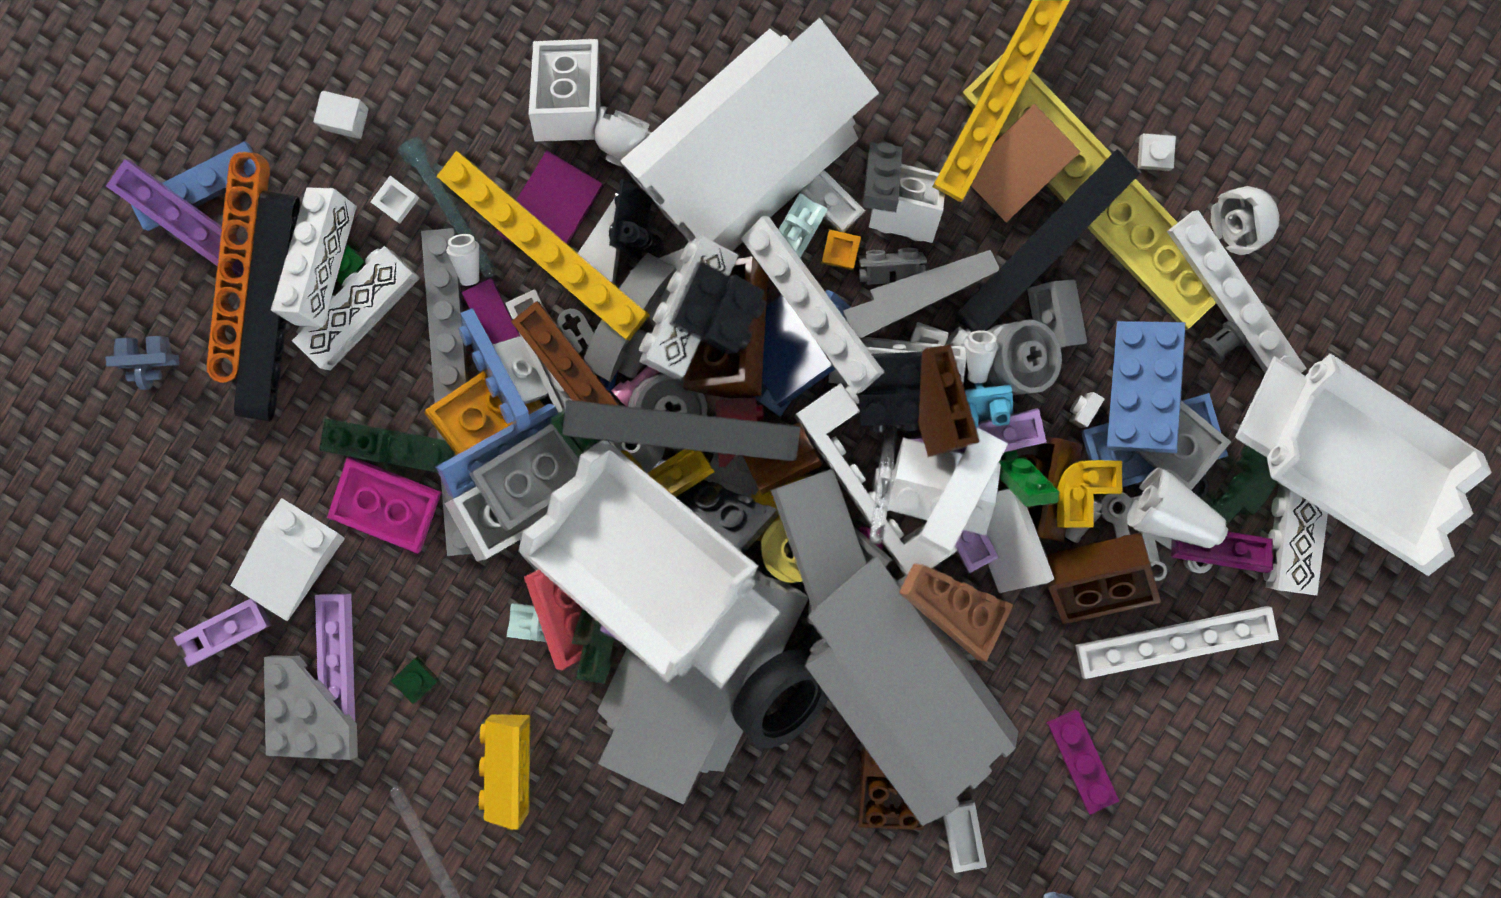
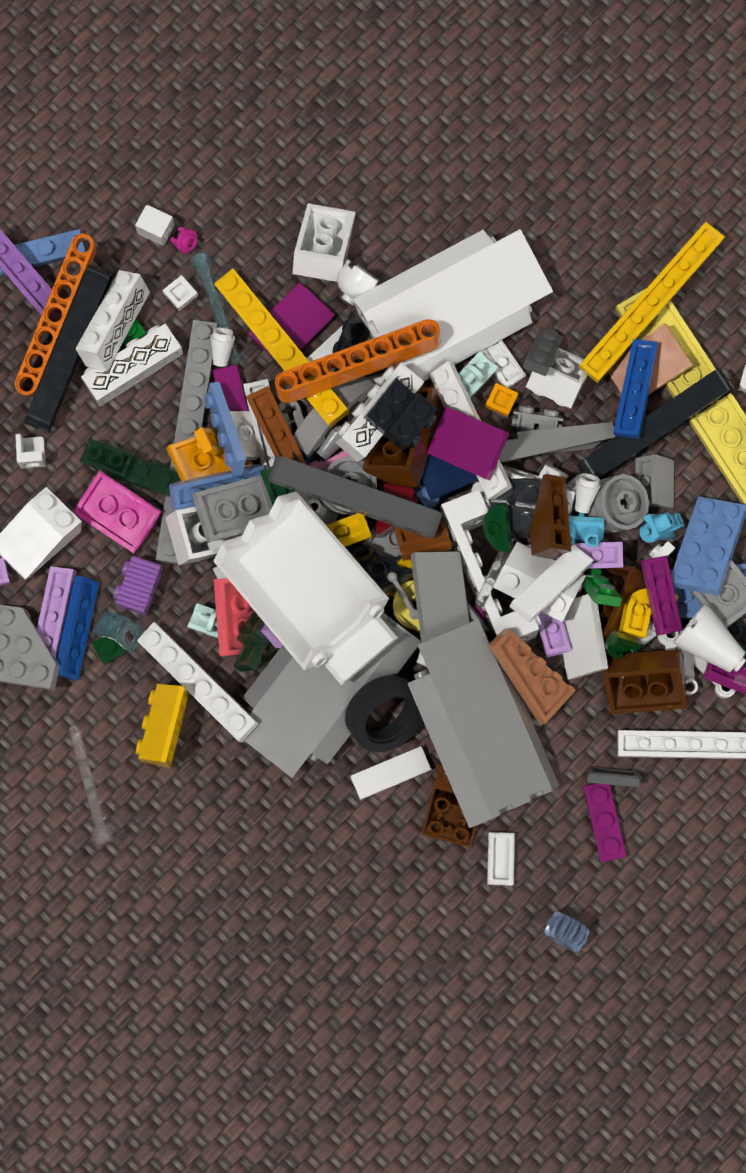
camera: 10 degrees right, 10 degrees down
(252, 450) = (30, 452): none -> white panel
(367, 666) = (77, 627): none -> blue plate
(386, 126) = (186, 240): none -> dark pink plate
(416, 656) = (115, 627): none -> clear light blue bracket
(432, 594) = (138, 585): none -> medium lavender brick
(474, 393) = (207, 441): none -> light orange plate
(537, 706) = (198, 682): none -> white plate
(652, 231) = (365, 351): none -> orange beam
(754, 526) = (392, 577): none -> light grey hinge
(804, 760) = (390, 773): none -> white tile
(814, 325) = (468, 443): none -> magenta tile
(875, 427) = (497, 527): none -> dark green plate
(1014, 200) = (636, 388): none -> blue plate
(1063, 540) = (621, 643): none -> dark green plate
(1079, 374) = (660, 527): none -> medium azure hips
(1083, 706) = (612, 776): none -> dark grey tile
(1103, 468) = (661, 595): none -> magenta tile

